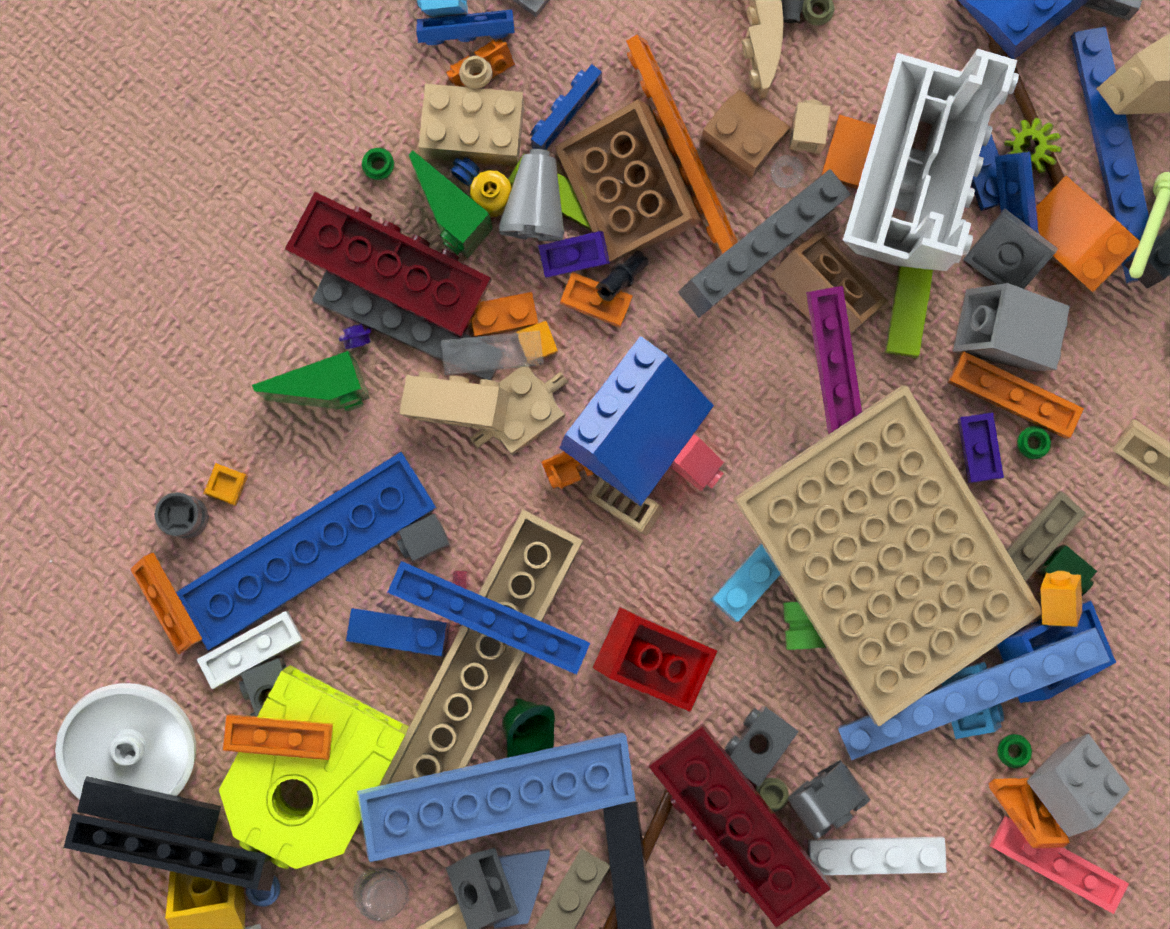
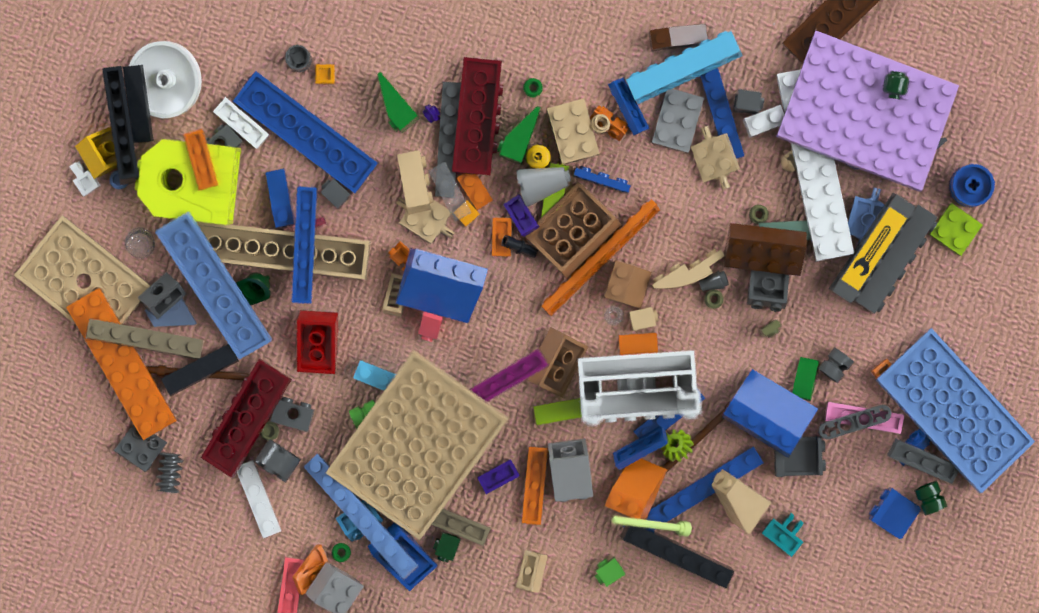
camera: 70 degrees right, 5 degrees up
(165, 603) = (248, 68): orange tile -> none
(465, 170) = (546, 138): blue plate -> none
(763, 243) = (563, 317): dark grey brick -> none
(1010, 252) = (610, 454): dark grey tile -> none
(1042, 438) = (517, 509): green plate -> none
(1061, 599) = (429, 546): light orange brick -> none

